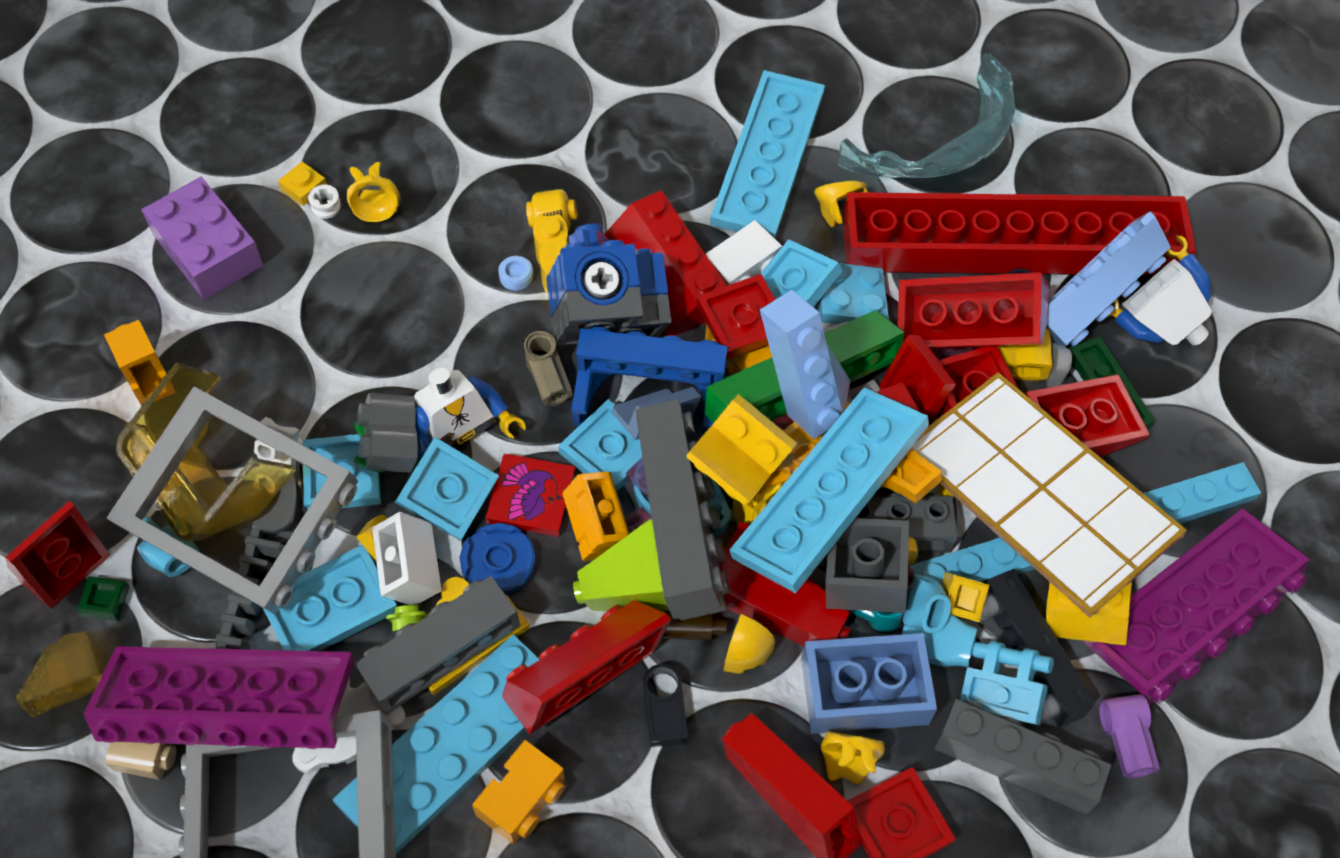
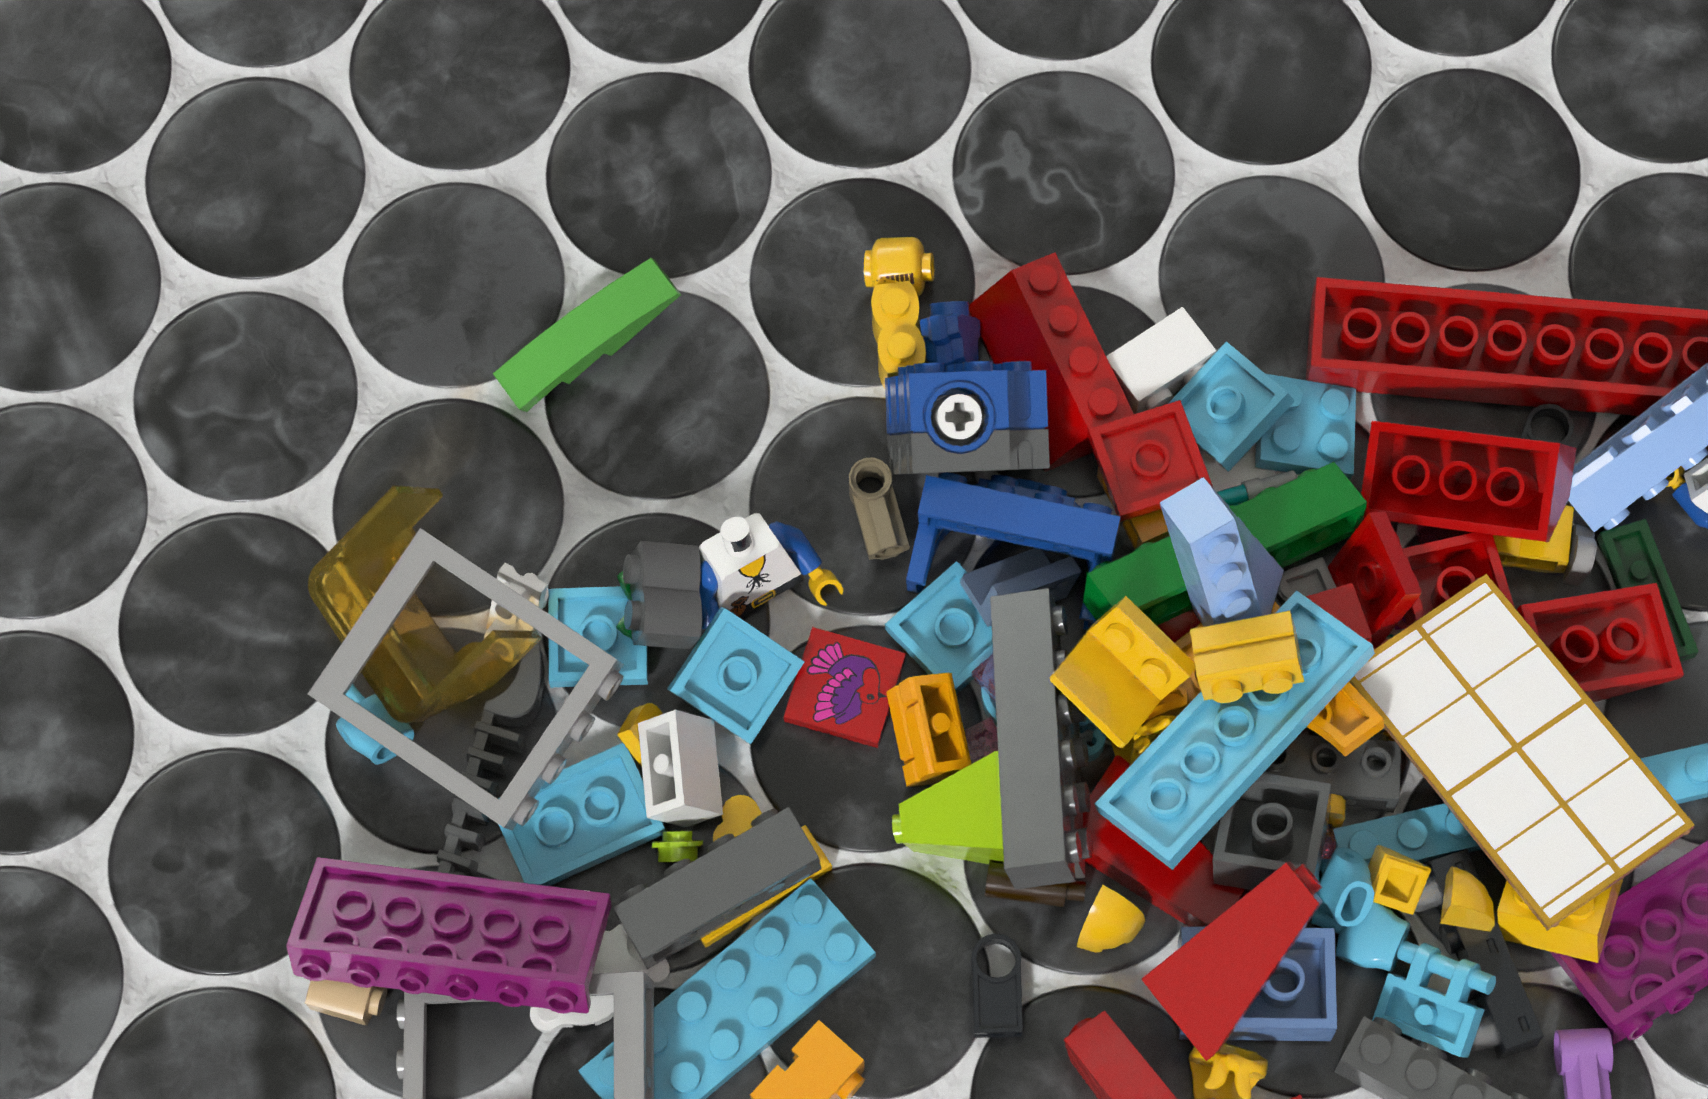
camera: 10 degrees right, 10 degrees up
(57, 556) = (237, 729): red slope -> none
(62, 674) = (249, 882): clear yellow slope -> none
(103, 598) = (292, 785): dark green tile -> none
(136, 359) = (335, 461): light orange brick -> none
(202, 237) = (415, 273): medium lavender brick -> none
(300, 182) = (550, 191): yellow plate -> none
(324, 192) = (571, 212): white bush -> none
(327, 268) = (586, 333): none -> bright green slope
(372, 204) = (651, 227): yellow piece -> none
(501, 553) = (797, 771): blue tile -> none
(516, 273) = (843, 355): light blue tile -> none
(584, 663) = (899, 928): red slope -> none
(768, 153) = (1216, 191): medium azure plate -> none
(831, 193) = (1305, 268): yellow piece -> none
(835, 430) = (1247, 657): none -> yellow brick
(849, 658) = (1229, 962): none -> red slope
(961, 153) = (1503, 211): clear light blue windscreen -> none
(1022, 604) = (1466, 902): none -> yellow brick

